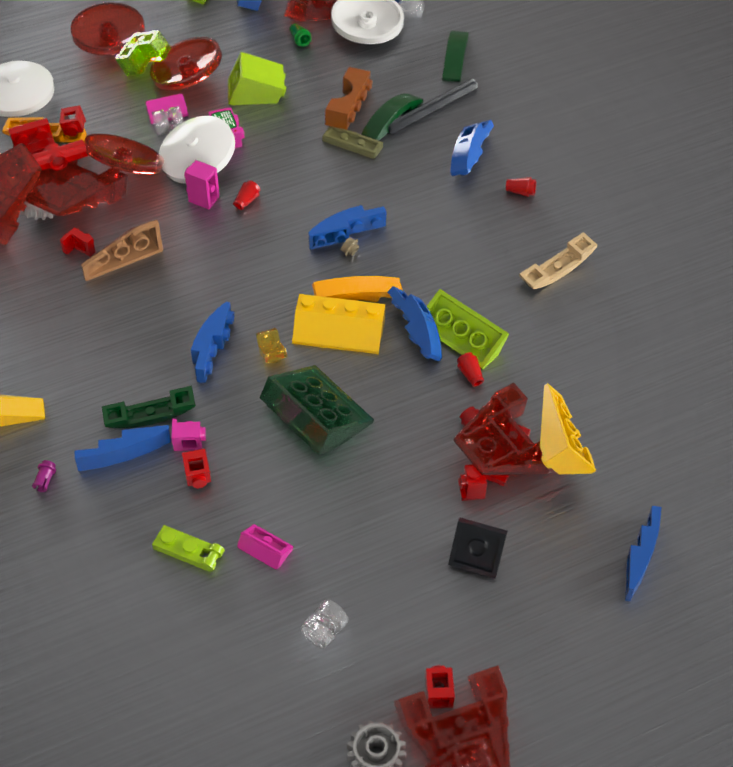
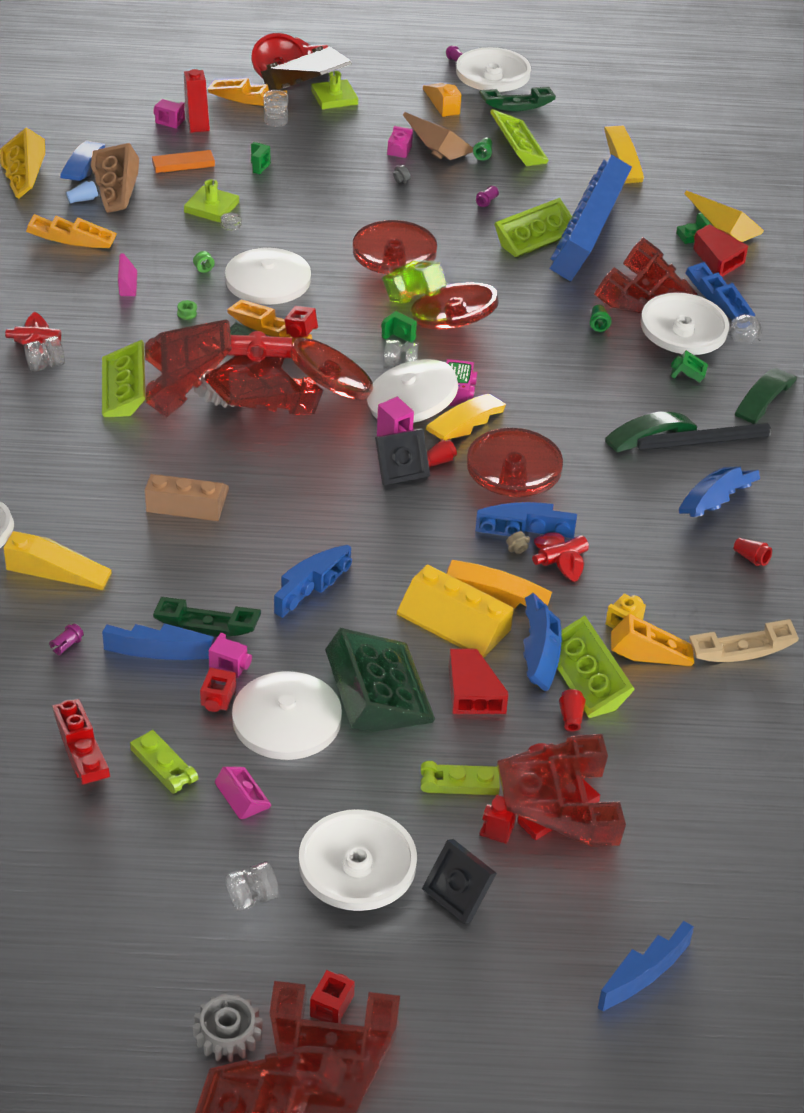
camera: 25 degrees right, 10 degrees down
(34, 135) = (249, 319): red bracket -> none
(67, 310) = (185, 497): none -> medium nougat slope
(77, 239) = (235, 434): red bracket -> none
(113, 563) = (80, 741): none -> red slope
(128, 248) = (278, 461): medium nougat wedge -> none
(147, 93) = (400, 326): none -> green bracket
(165, 103) = (423, 338): dark pink slope -> none
(223, 208) = (402, 456): none -> black tile
(248, 155) = (462, 418): none -> yellow slope
(255, 81) = (520, 347): lime slope -> none
(260, 465) = (286, 715): none -> white dish
(270, 346) = (369, 605): clear yellow bracket -> none
(310, 180) = (514, 462): none -> clear red dish
(342, 110) = (595, 406): dark orange arch -> none
(353, 142) = (590, 442): olive tile -> none
(387, 242) = (566, 554): none -> red plant
(388, 379) = (474, 684): none -> red slope
(389, 50) = (690, 365): none -> green bracket
(391, 565) = (357, 860): none -> white dish
(422, 461) = (459, 779): none -> lime plate
(463, 269) = (624, 606): none -> yellow brick
(492, 292) = (648, 643): none -> light orange slope
(560, 438) = (614, 807): yellow wedge -> none

